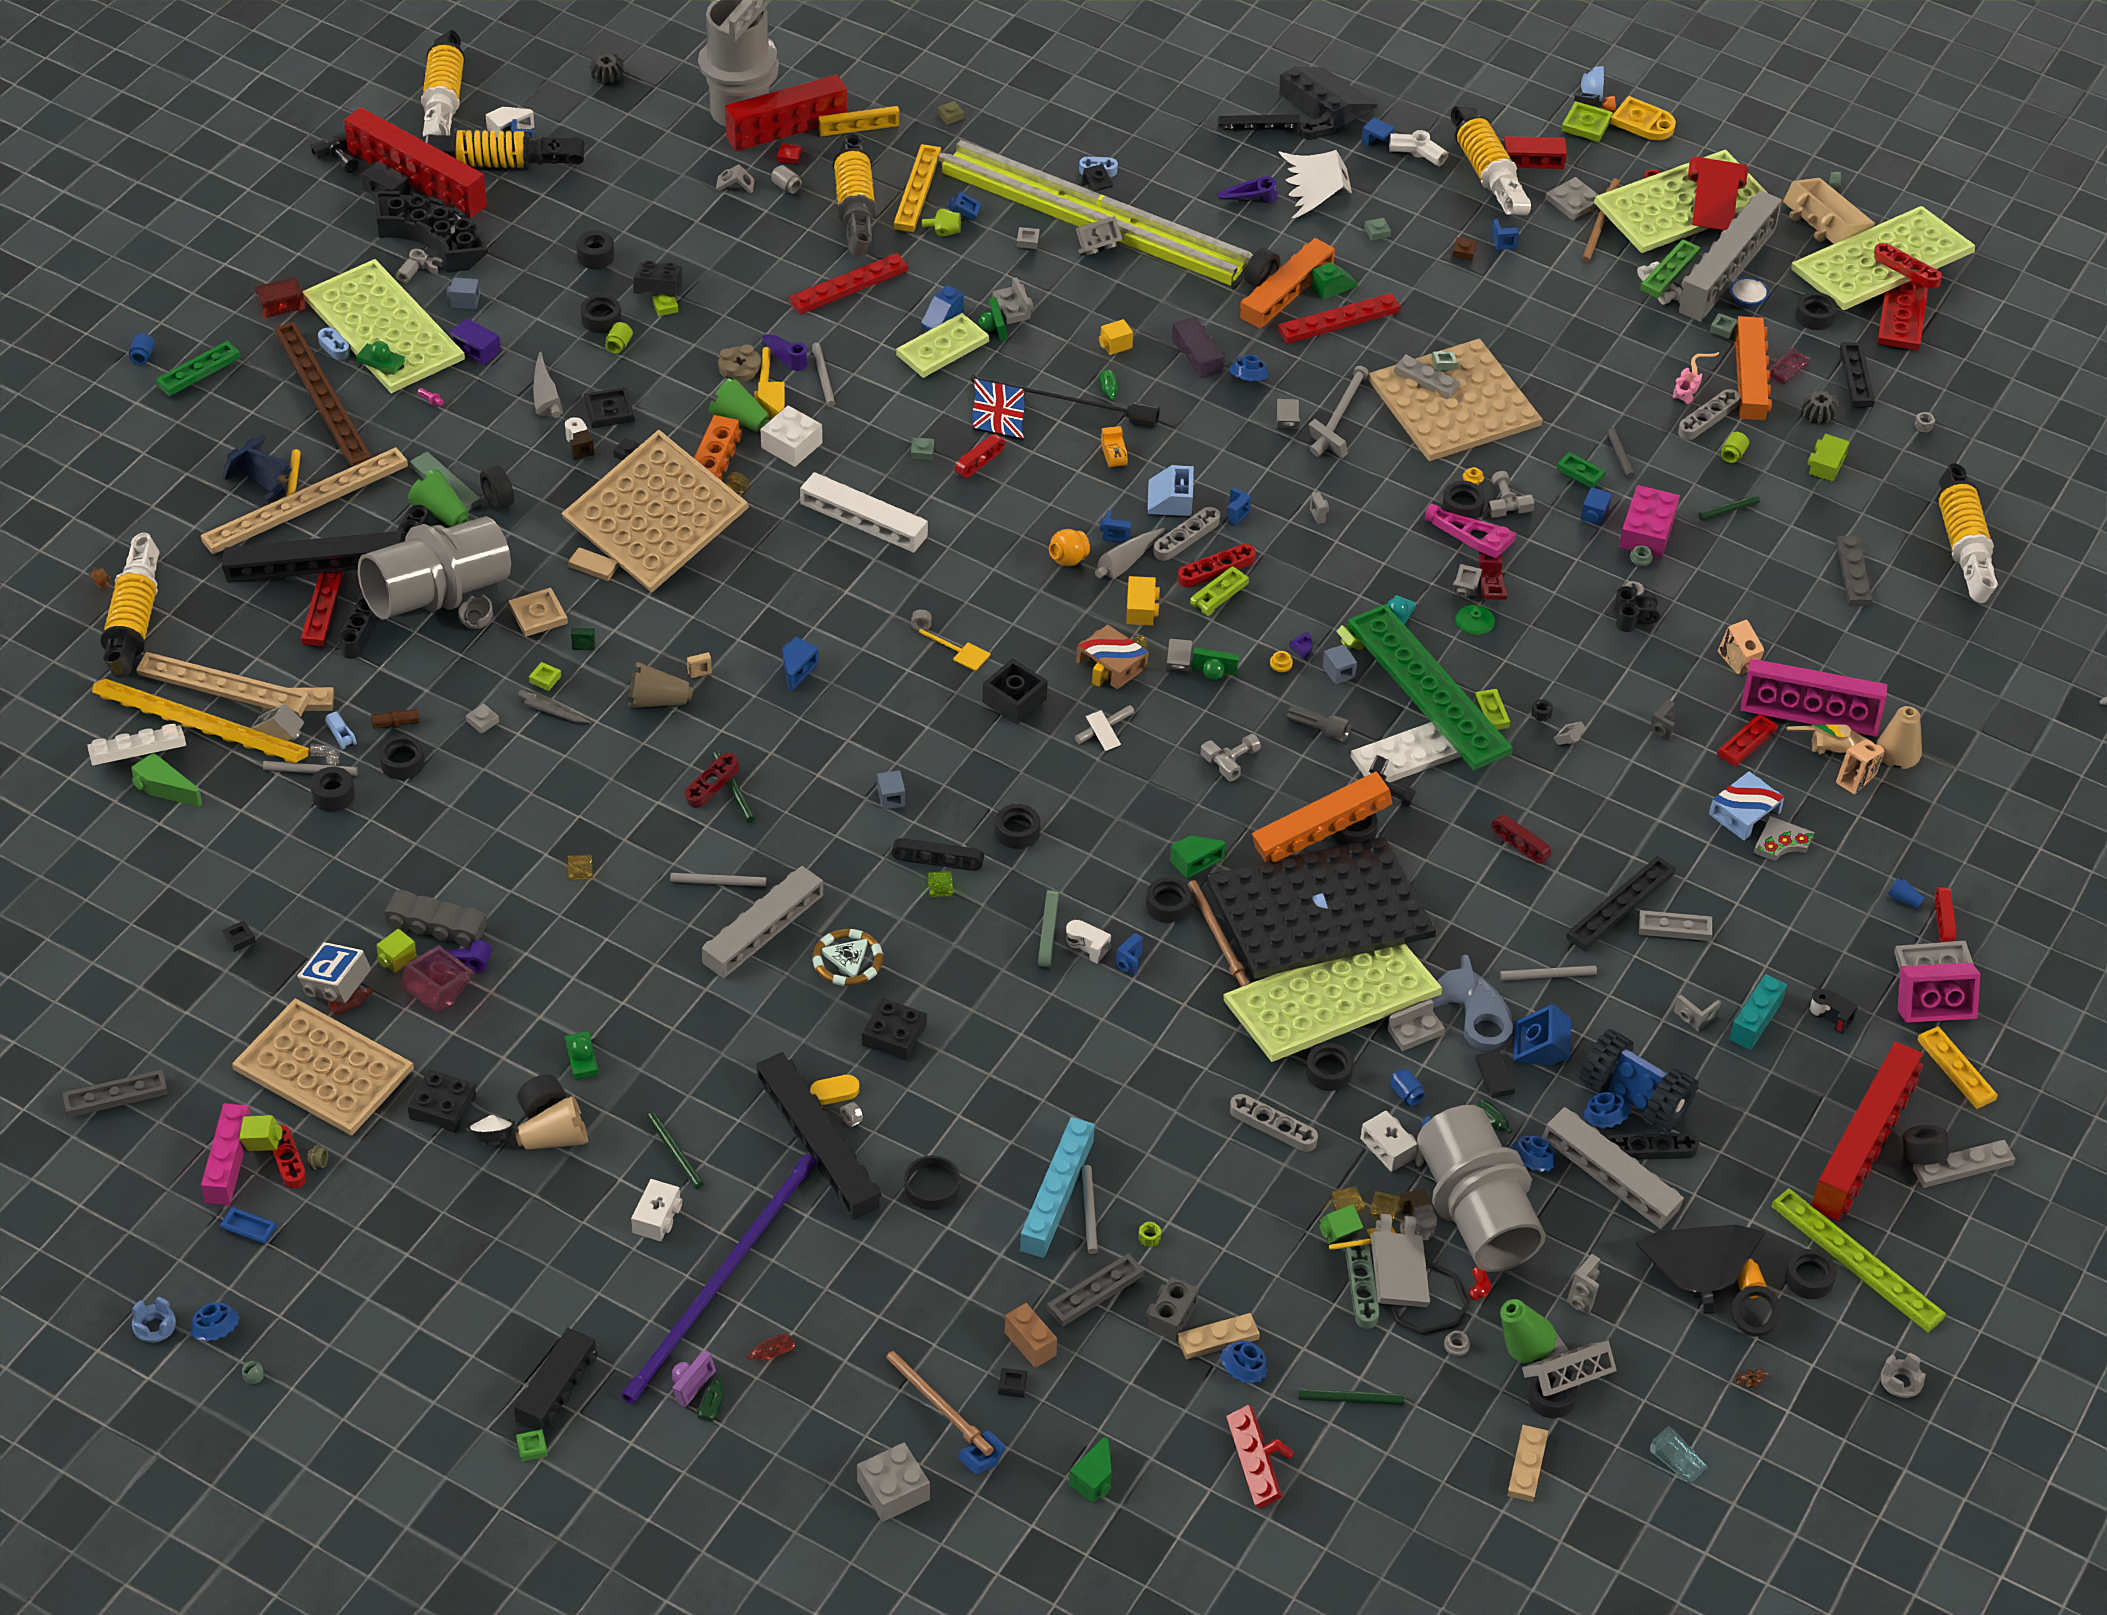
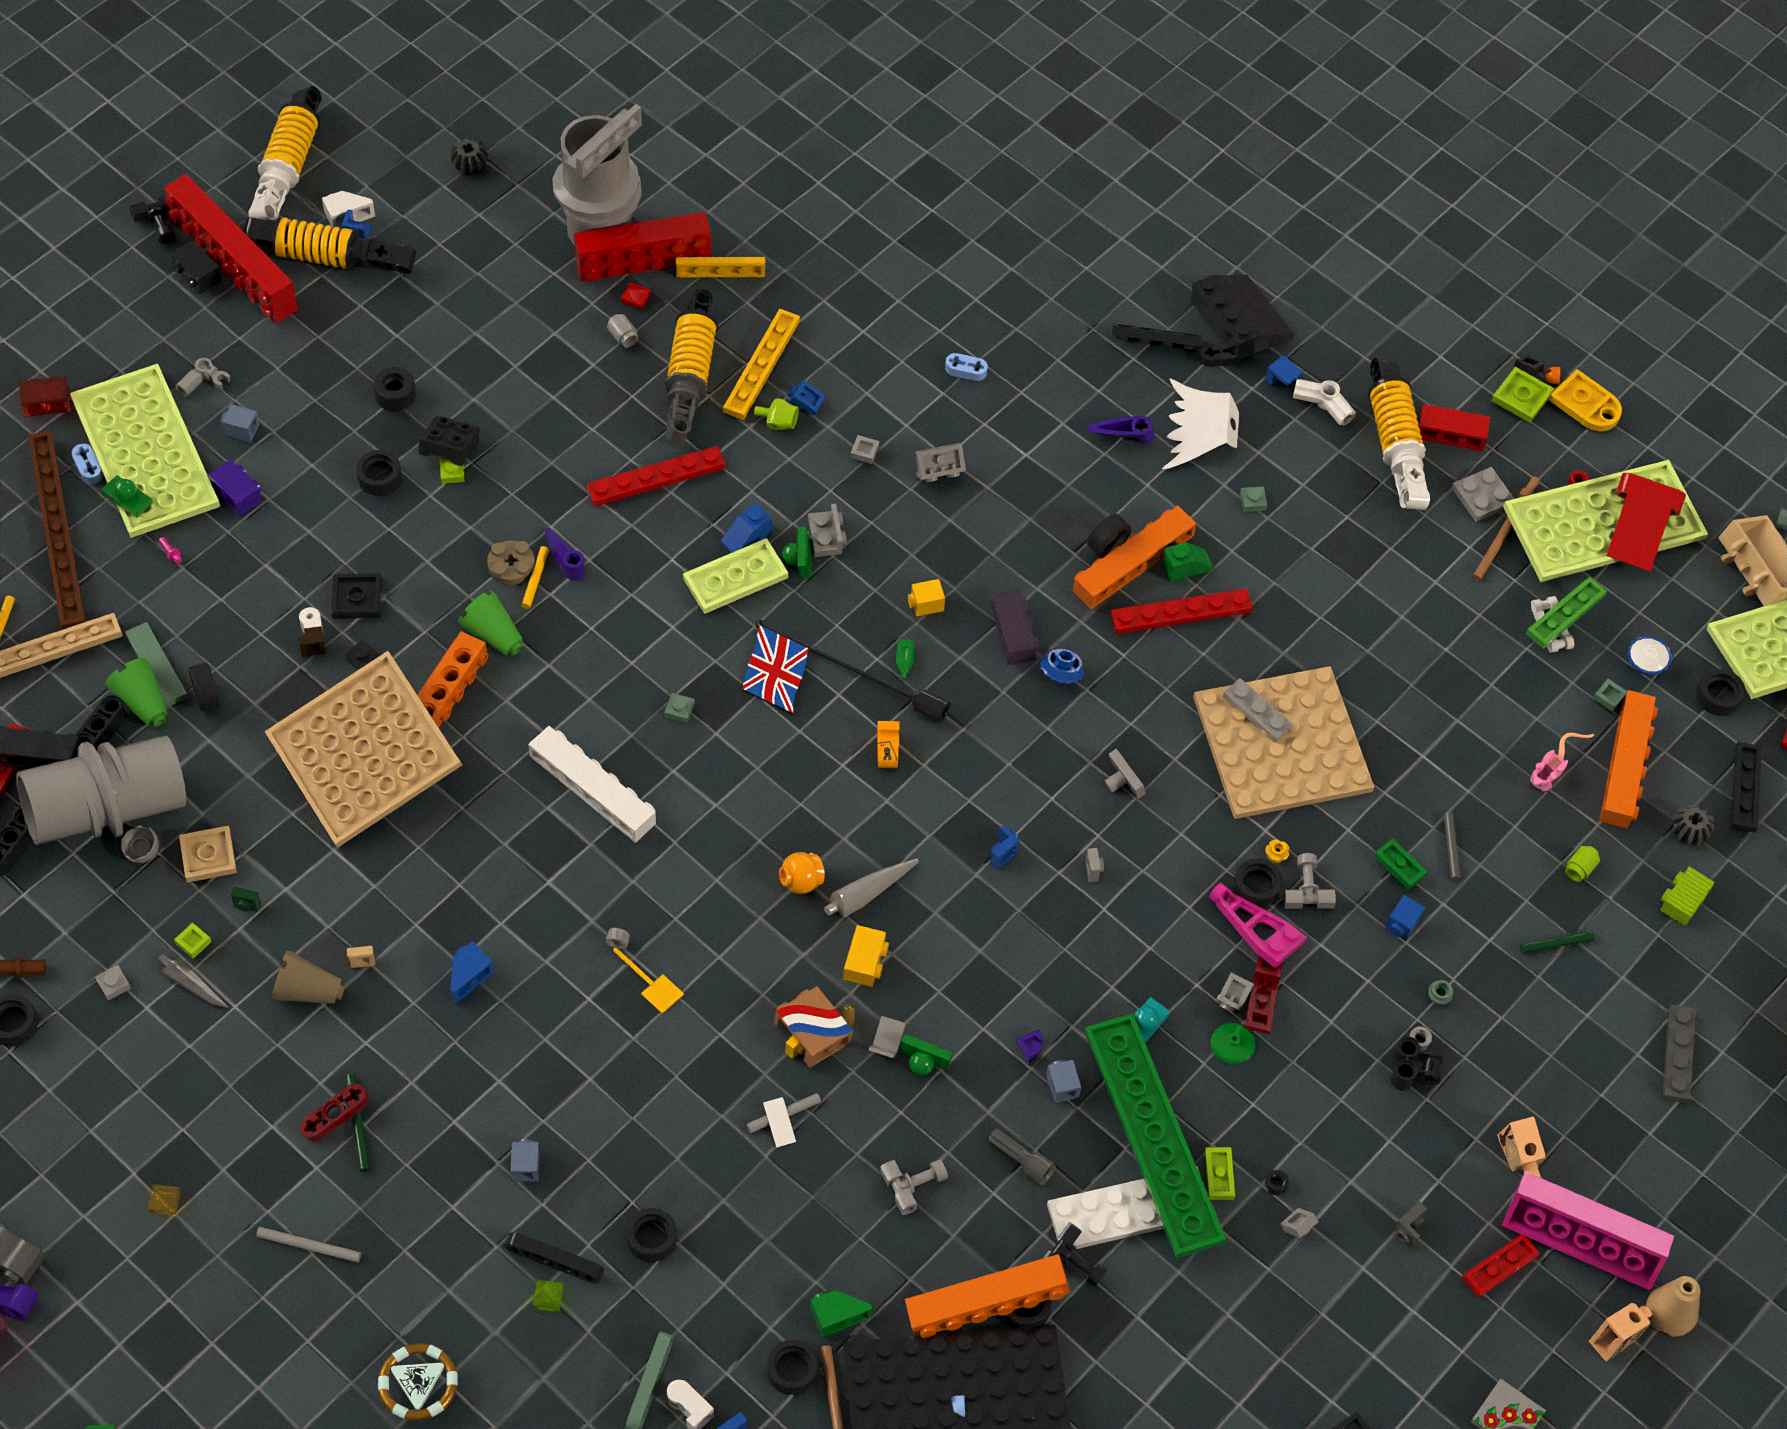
camera: 10 degrees right, 10 degrees up
(431, 224) = (229, 328): black brick -> none
(545, 392) = (293, 571): light grey piece -> none
(593, 564) = (284, 799): tan tile -> none
(618, 337) = (388, 508): lime brick -> none
(735, 174) = (567, 317): light grey bracket -> none
(737, 482) = (466, 720): clear yellow tile -> none
(762, 921) = (338, 1313): light grey brick -> none
(771, 397) = (531, 620): yellow slope -> none
(791, 436) = (539, 670): white brick -> none
(823, 375) = (597, 592): light grey bar -> none
(950, 112) = (824, 269): olive plate -> none
(980, 456) = (738, 730): red beam -> none
(1014, 691) = (693, 1056): black brick -> none
(1083, 207) = (945, 423): piece -> none
(1096, 177) = (958, 386): black bracket -> none
(1115, 530) = (860, 855): blue bracket -> none
(1171, 491) = (934, 816): light blue slope -> none
(1184, 531) = (942, 875): light grey beam -> none
(1193, 575) = (960, 917): red beam -> none
(1219, 590) = (956, 956): lime plate -> none
(1281, 661) = (1000, 1065): yellow plate -> none
(1288, 413) = (1091, 731): light grey bracket -> none
(1349, 638) = (1082, 1048): lime plate -> none
(1360, 373) = (1185, 691): light grey bar -> none
(1444, 361) = (1281, 695): sand green plate -> none
(1464, 248) = (1344, 541): reddish brown plate -> none
(1504, 238) = (1391, 534): blue panel -> none
(1530, 846) = (1208, 1358): dark red beam -> none
(1594, 82) = (1541, 344): light blue brick -> none
(1649, 520) = (1460, 948): dark pink brick -> none
(1706, 412) = (1562, 808): light grey beam -> none
(1729, 255) = (1637, 605): light grey brick -> none
(1745, 804) = (1476, 1359): panel -> none
(1788, 366) = (1670, 760): clear pink tile -> none
(1830, 737) = (1599, 1287): tan animal -> none

